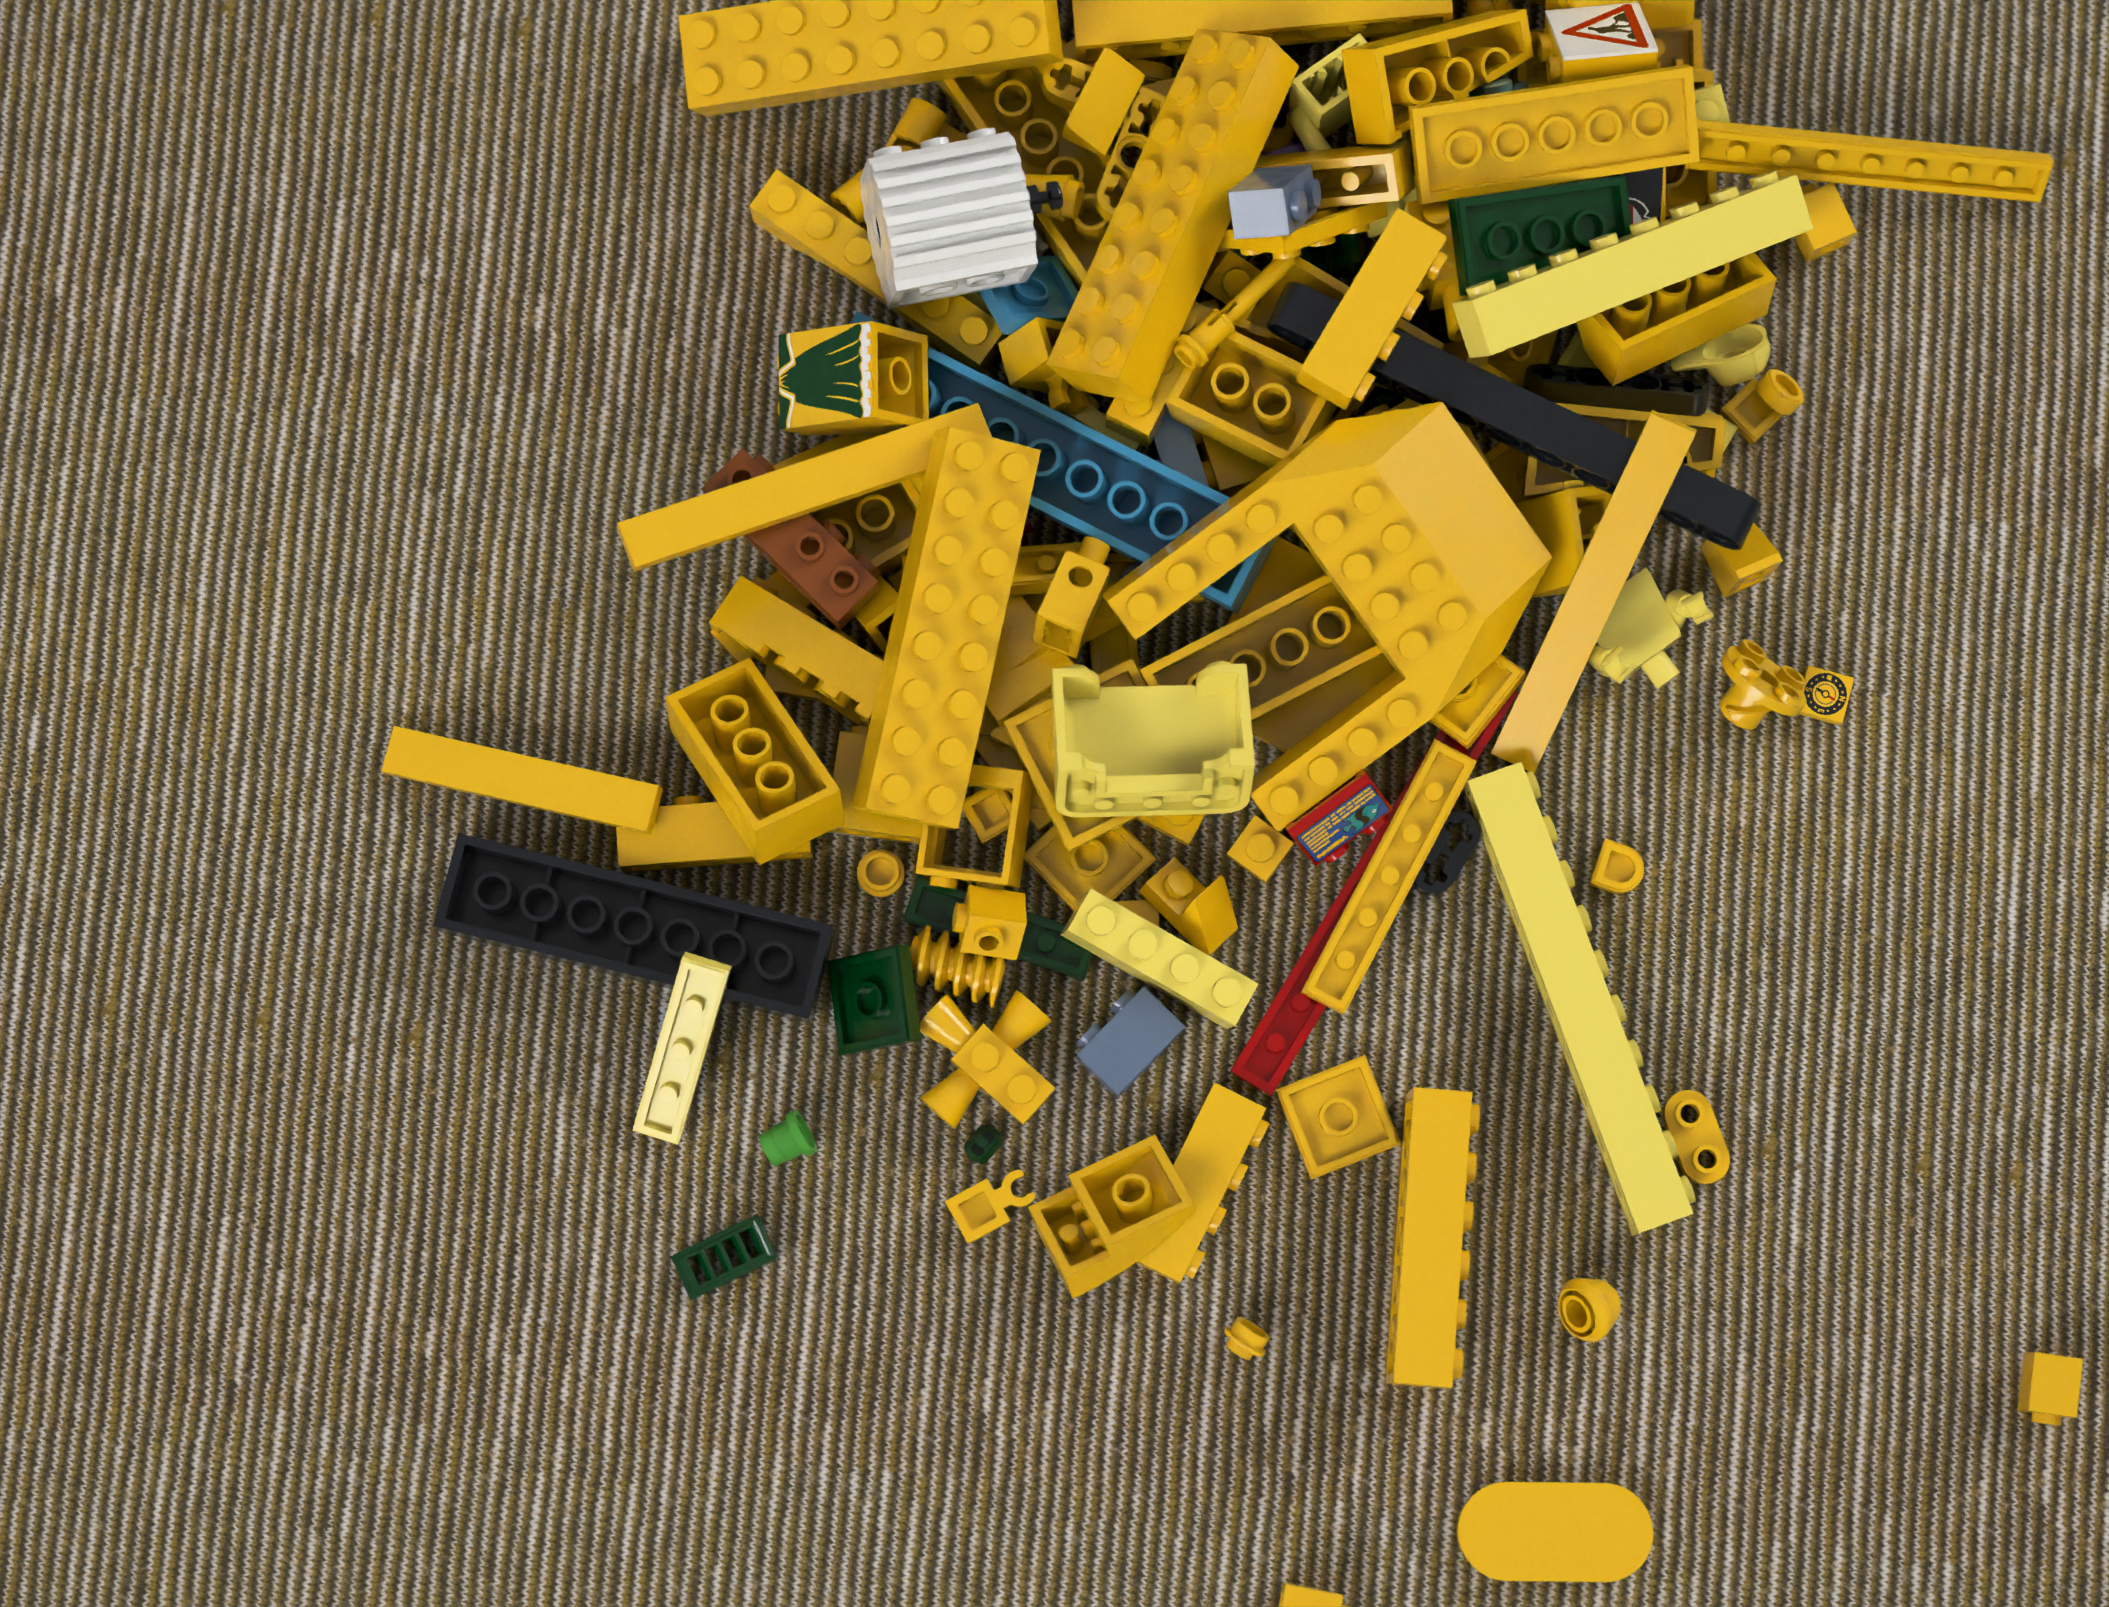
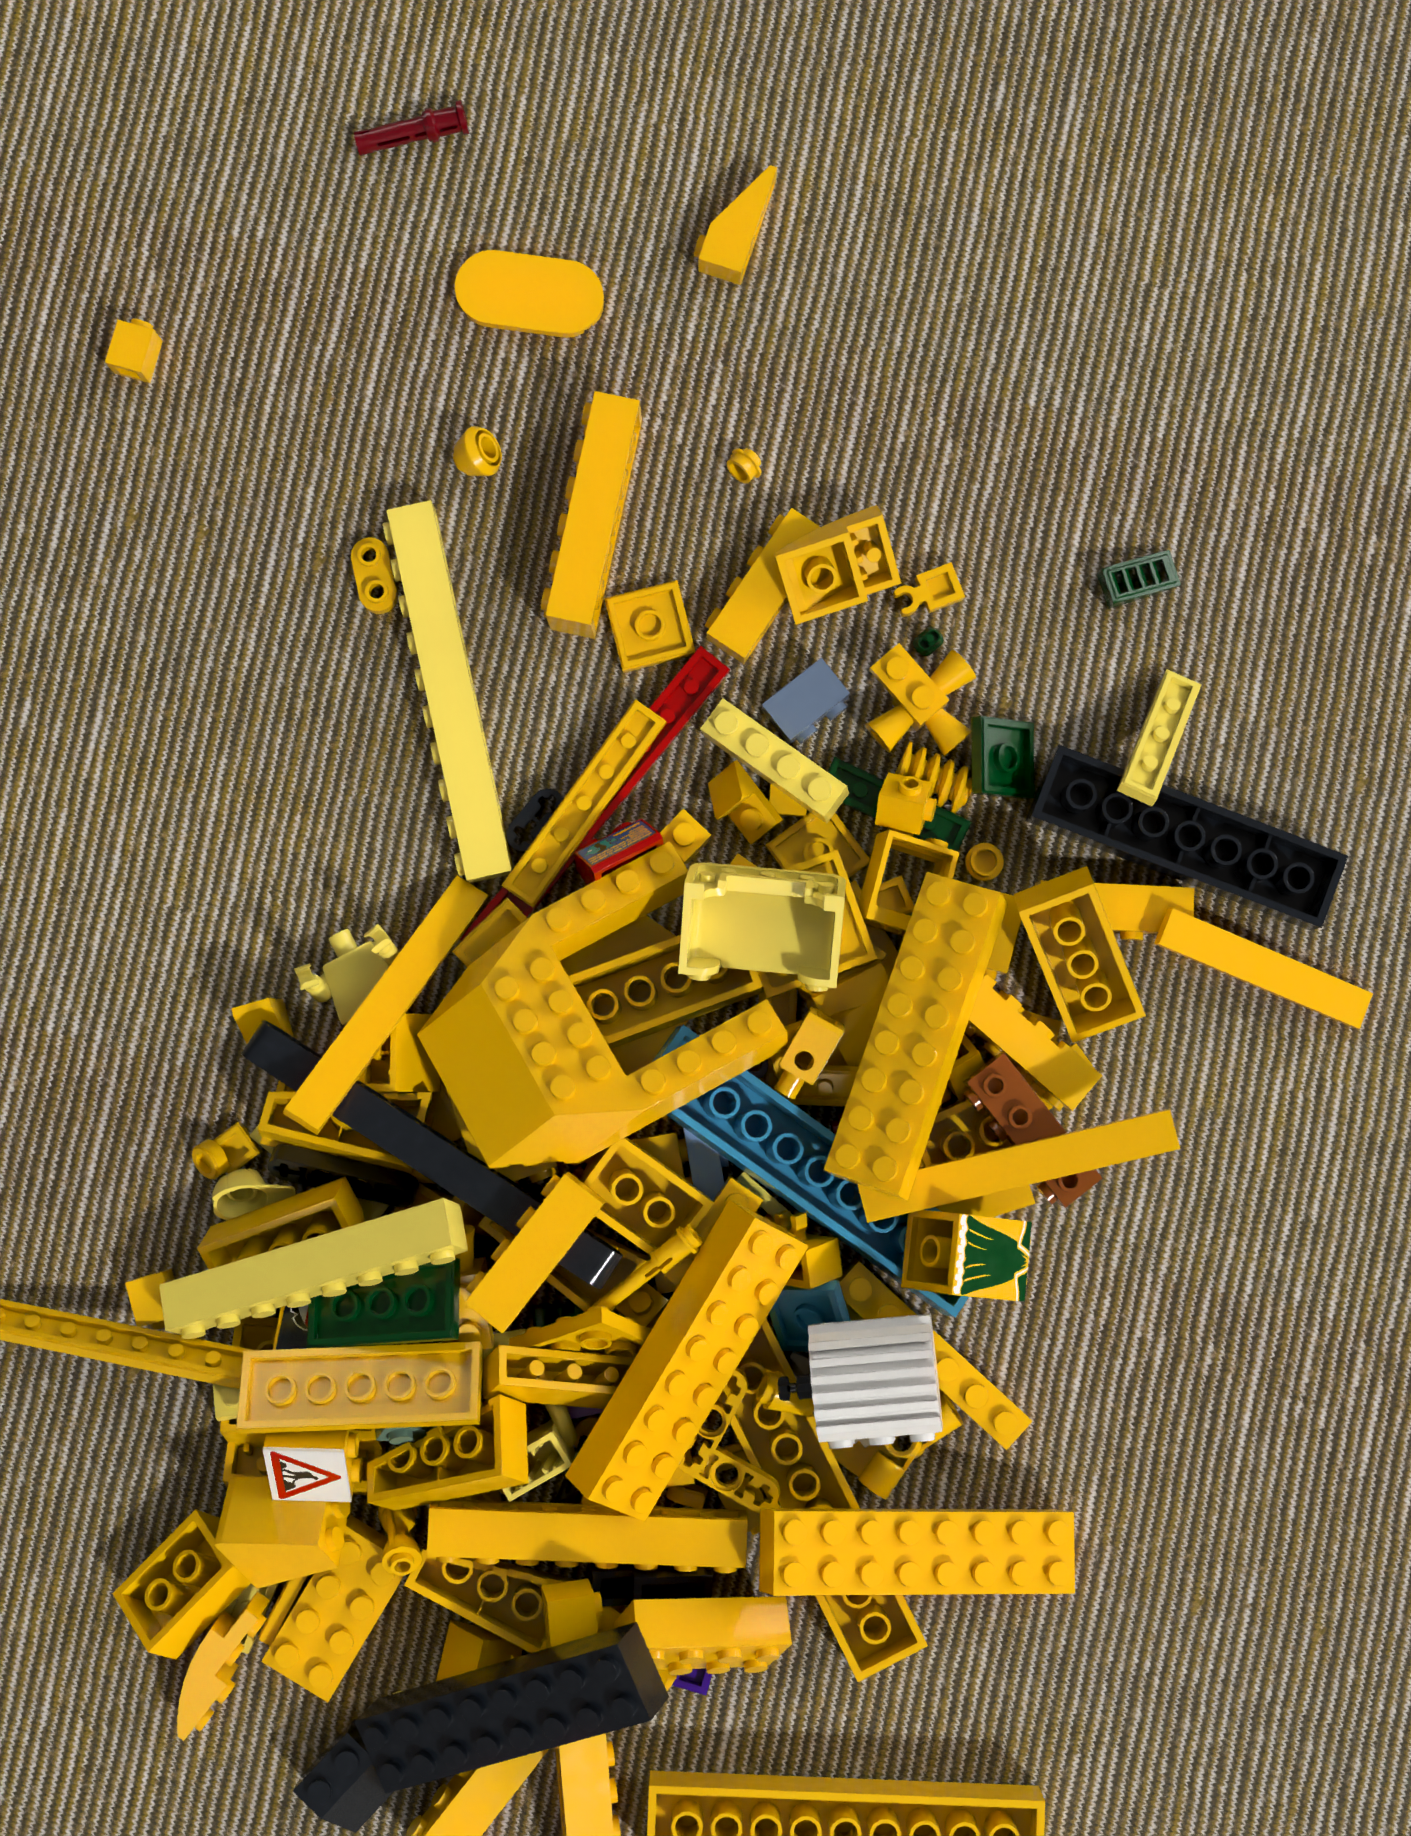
camera: 170 degrees left, 5 degrees up
(788, 1140) = (1080, 661): bright green piece -> none
(1103, 103) = (731, 1466): yellow slope -> none
(1274, 201) = (603, 1356): sand blue brick -> none
(1617, 868) = (402, 792): yellow tile -> none
(1759, 686) = (266, 918): yellow plate -> none
(1826, 695) = (216, 909): yellow tile -> none

